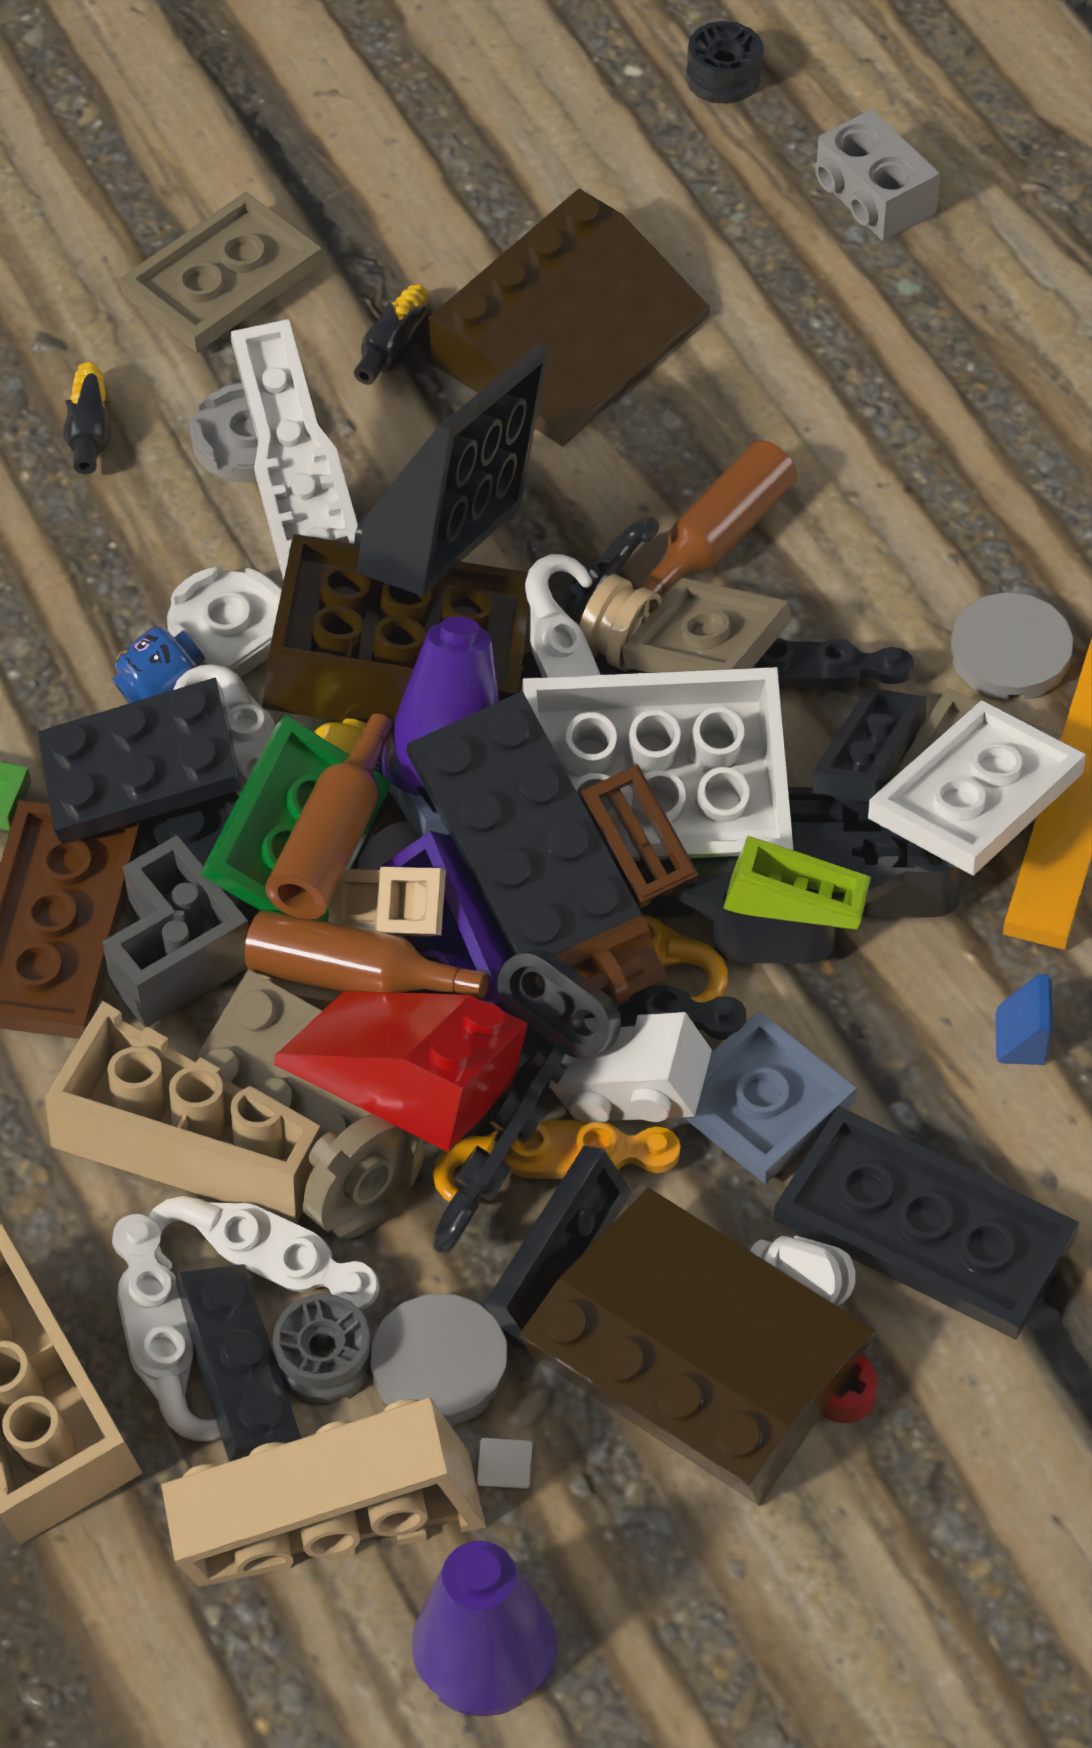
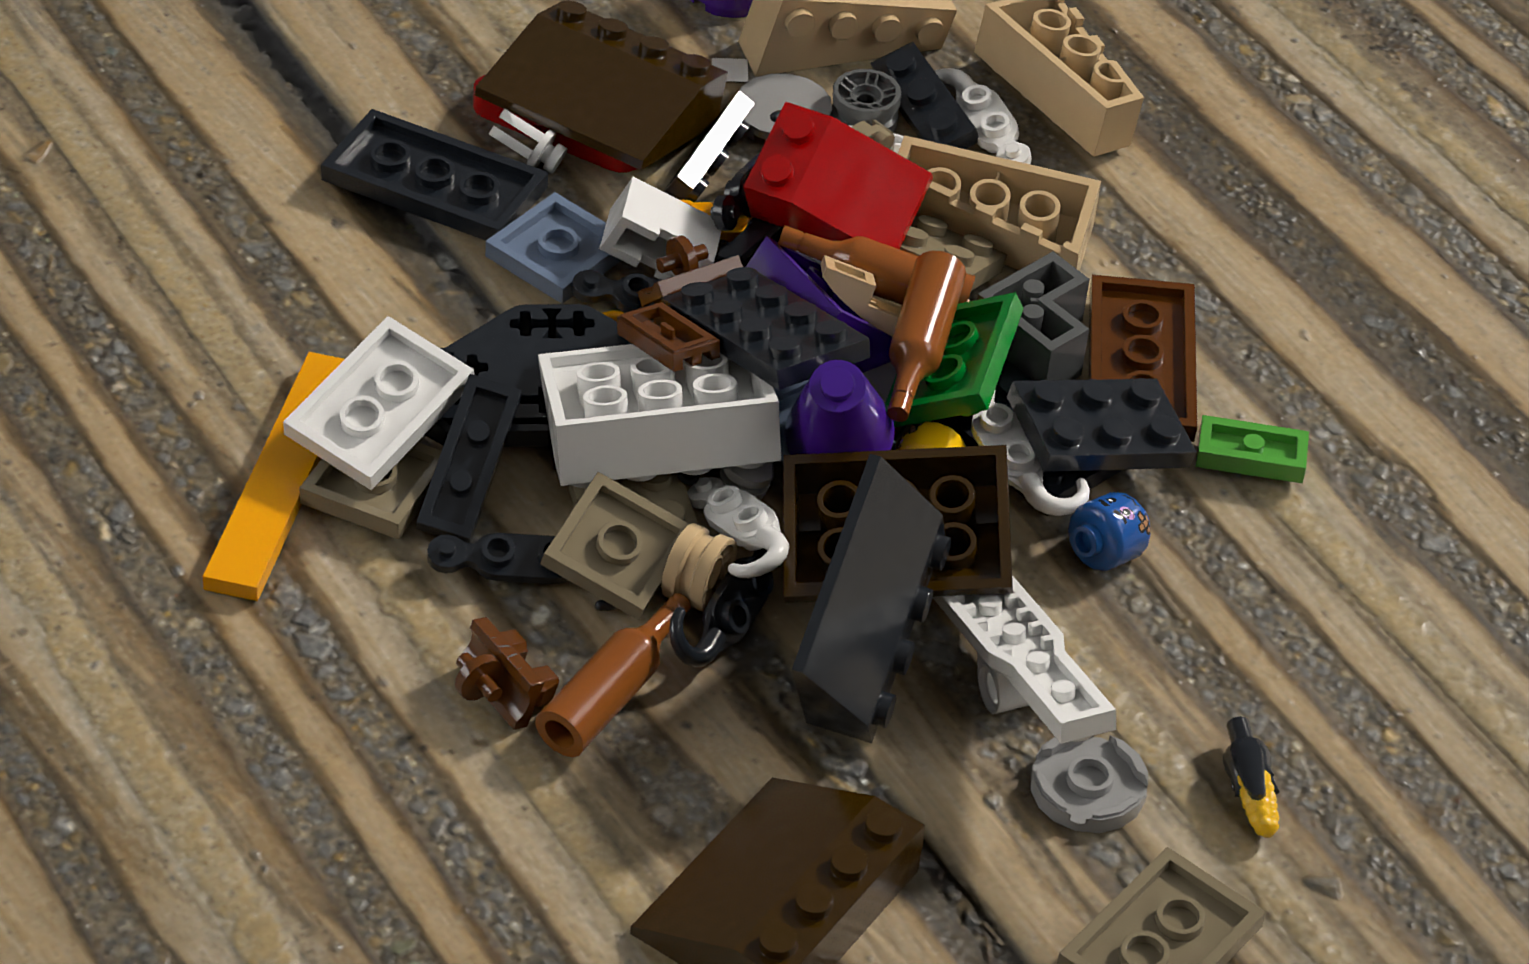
camera: 170 degrees right, 10 degrees down
(227, 616) = (1072, 595): white tile -> none
(392, 335) = (964, 877): black piece -> none
(562, 1006) = (737, 235): black plate -> none
(774, 882) = (553, 328): lime slope -> none
(842, 546) = (497, 670): none -> reddish brown hips
(1011, 646) = (333, 587): light grey tile -> none
(1026, 1024) = (347, 296): blue slope -> none

